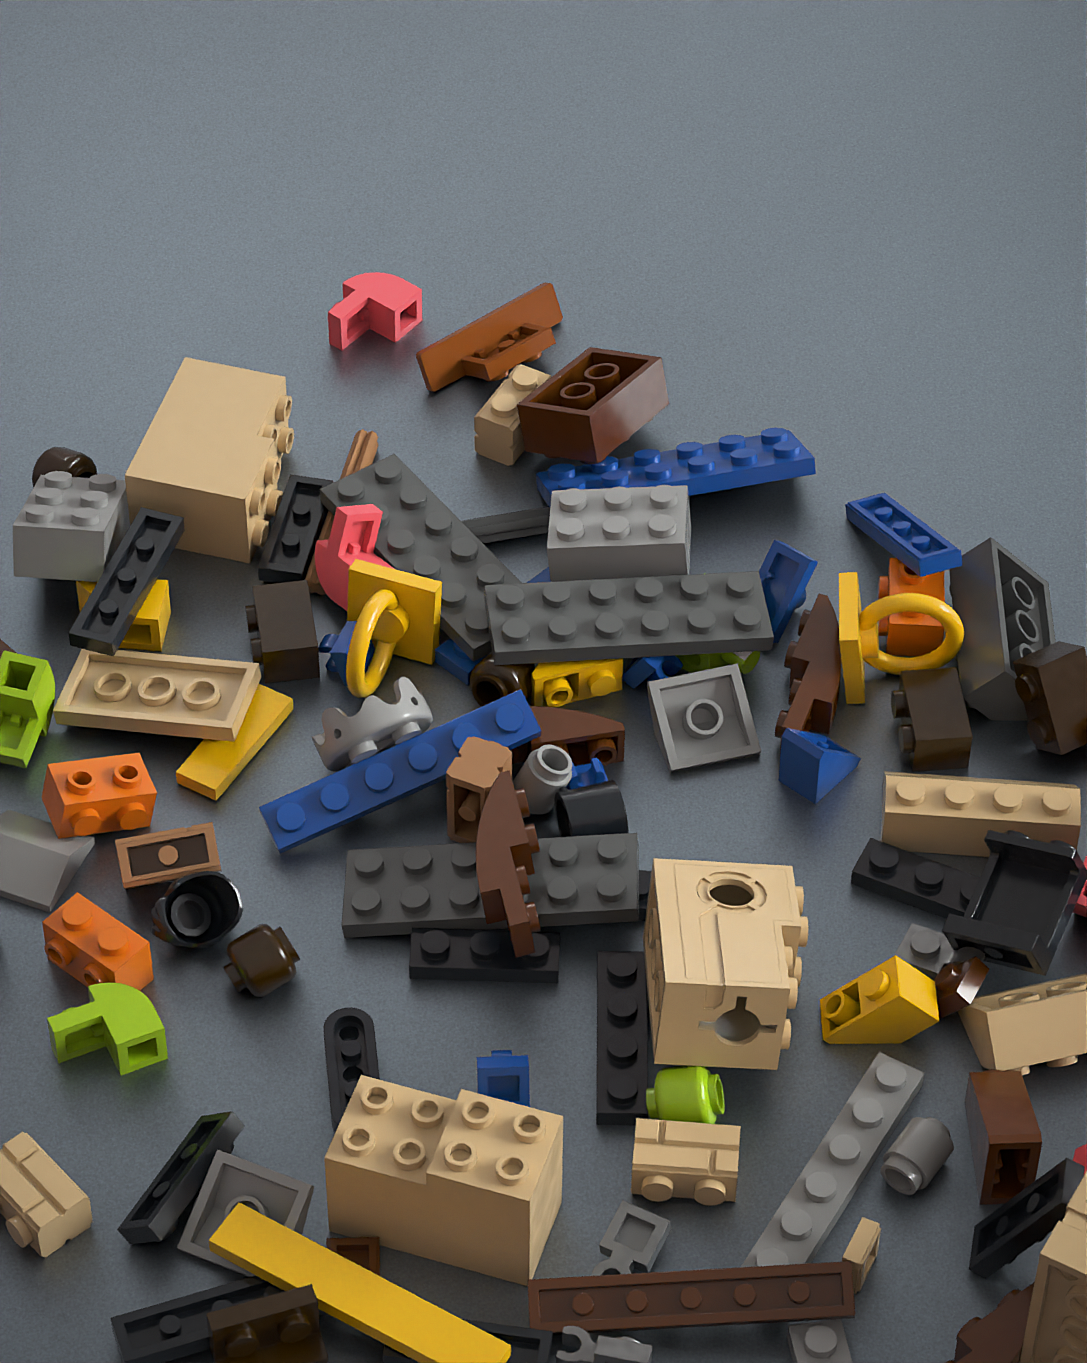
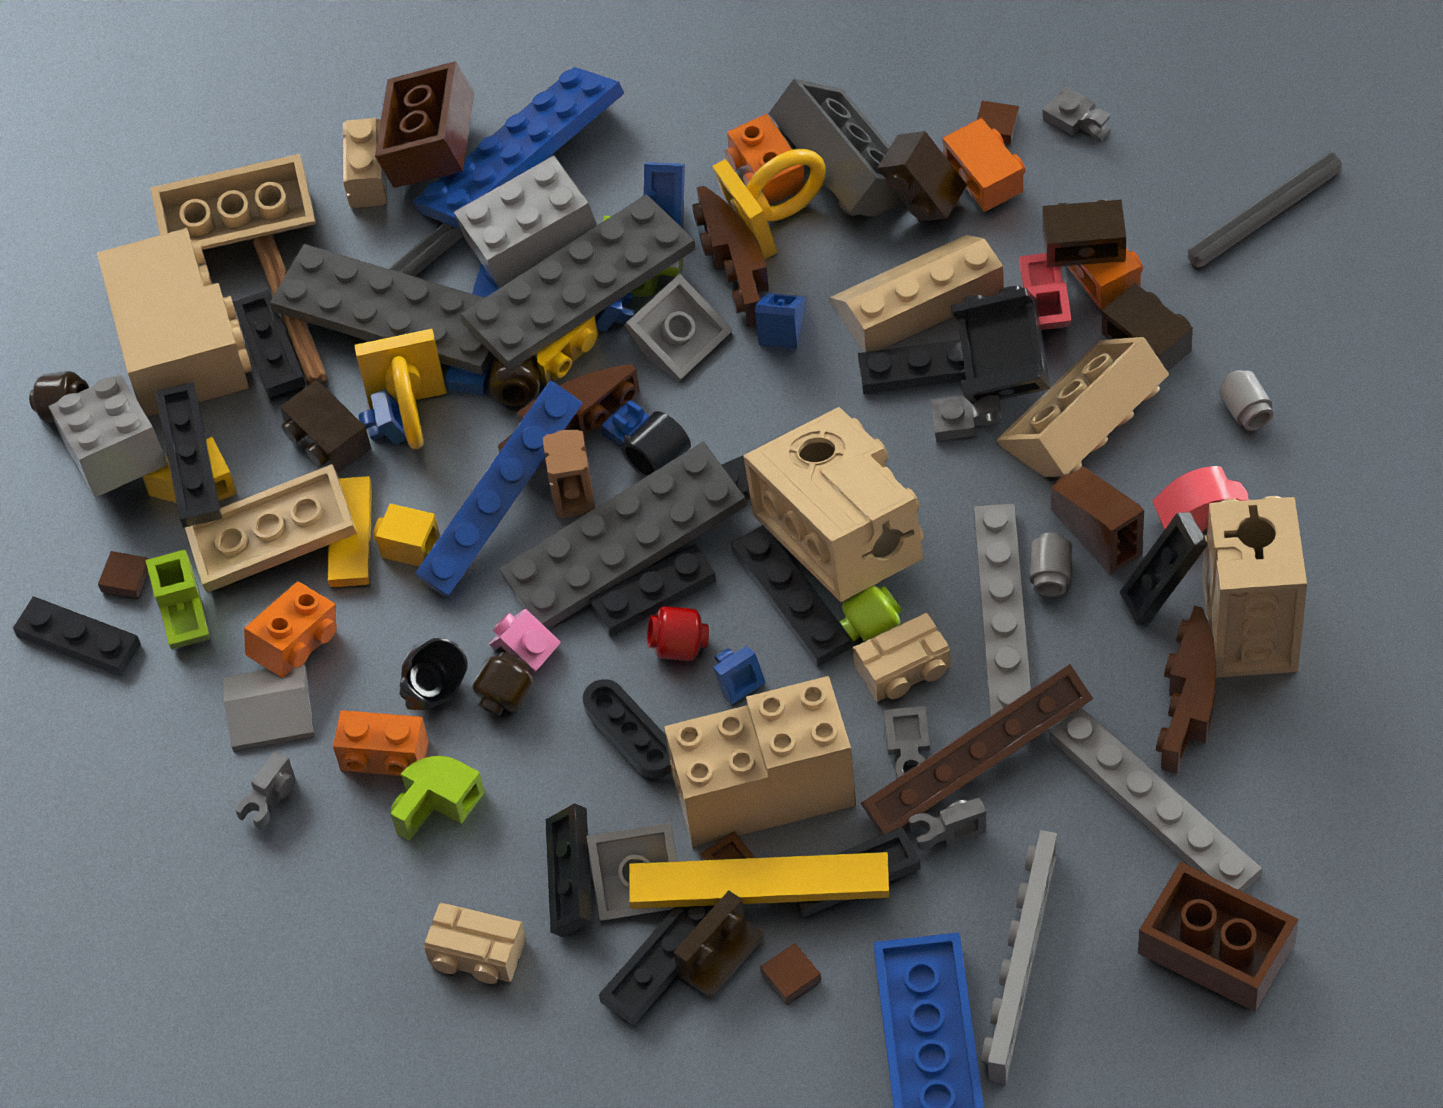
camera: 25 degrees left, 10 degrees up
(167, 855) = (379, 645): medium nougat brick -> none
(280, 766) = (406, 534): none -> yellow brick
(318, 931) = (525, 639): none -> bright pink bracket
(350, 538) = (332, 346): coral brick -> none
(363, 387) = (237, 203): none -> tan slope
(373, 728) = (472, 459): light grey plate -> none
(374, 303) = (188, 126): coral brick -> none
(472, 1007) = (677, 633): none -> red head
(494, 341) = (306, 107): dark orange bracket -> none
(505, 862) = (634, 518): reddish brown slope -> none
(543, 776) = (604, 437): light grey brick -> none
(863, 1251) = (1062, 648): tan tile -> none
(880, 1006) = (954, 473): yellow slope -> none
(903, 534) = (723, 108): blue tile -> none
(933, 719) = (839, 239): dark brown brick -> none
(958, 985) = (995, 429): reddish brown plate -> none

